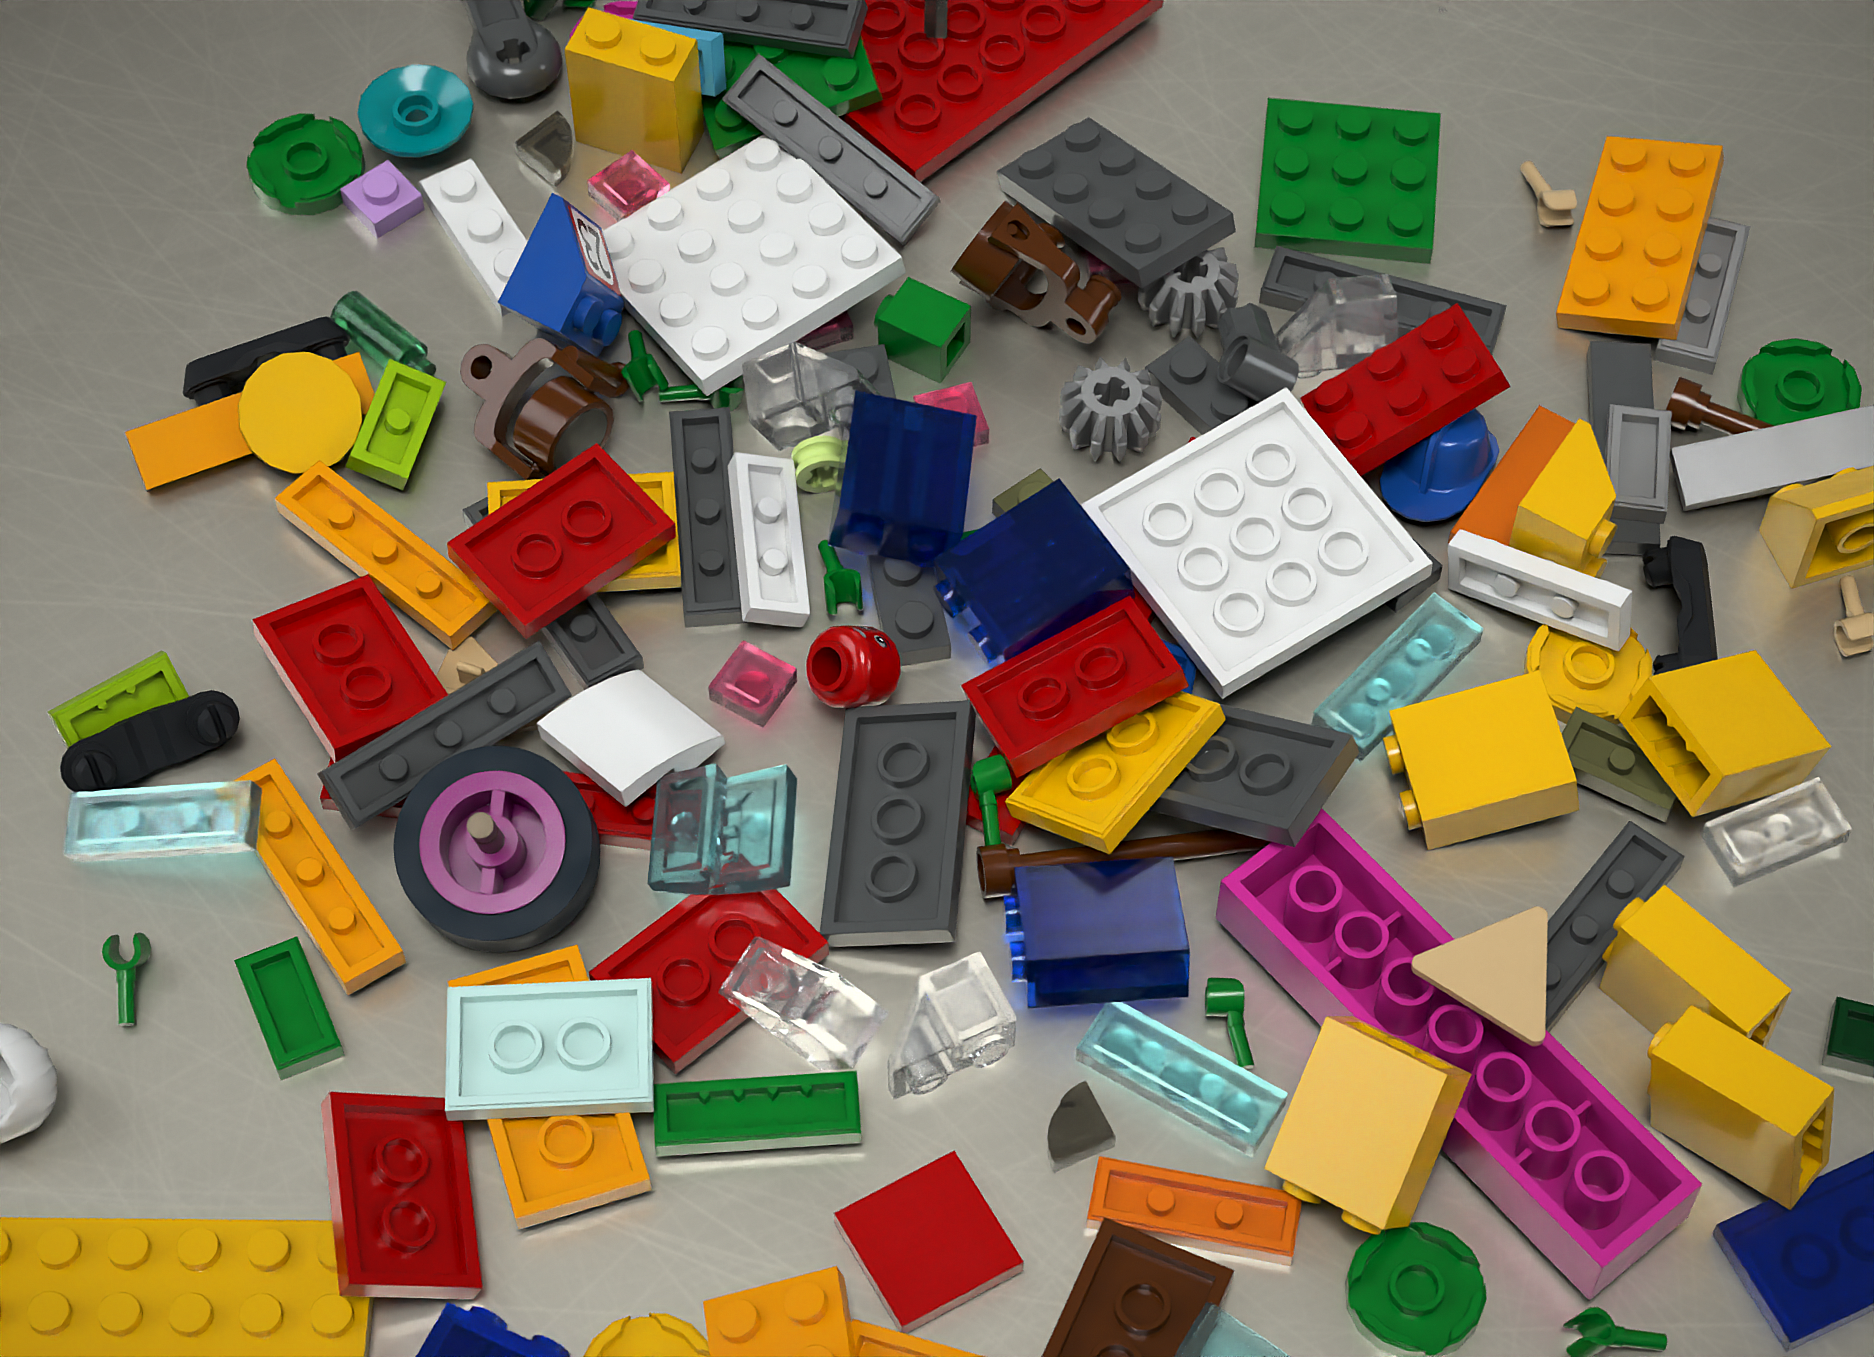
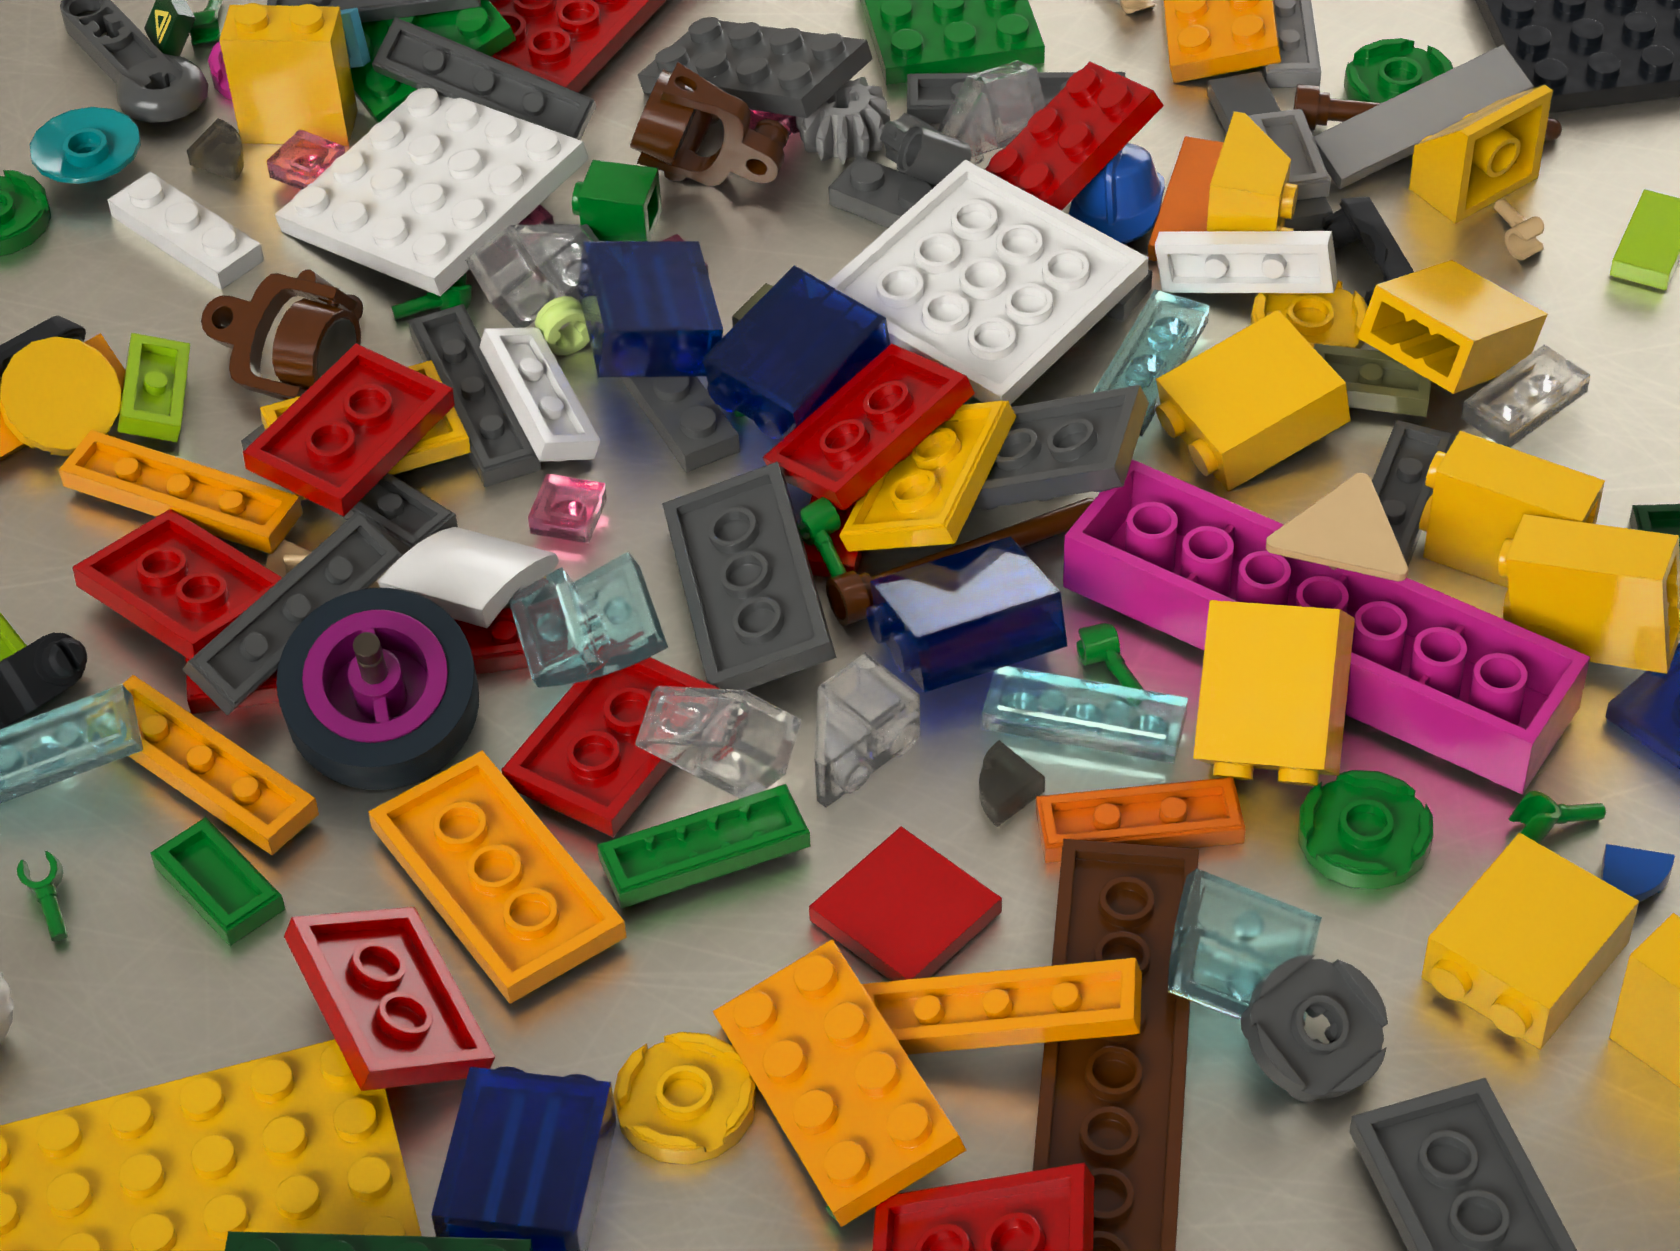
camera: 15 degrees left, 10 degrees down
(379, 333) = (111, 320): clear green cylinder -> none
(382, 199) = (76, 223): lavender plate -> none
(549, 1049) = (489, 838): light aqua tile -> none
(567, 280) = (275, 226): blue slope -> none
(642, 370) = (371, 294): green hand -> none
(839, 583) = (619, 414): green hand -> none
(853, 666) = (657, 466): red head -> none
(1110, 409) = (811, 223): light grey gear -> none

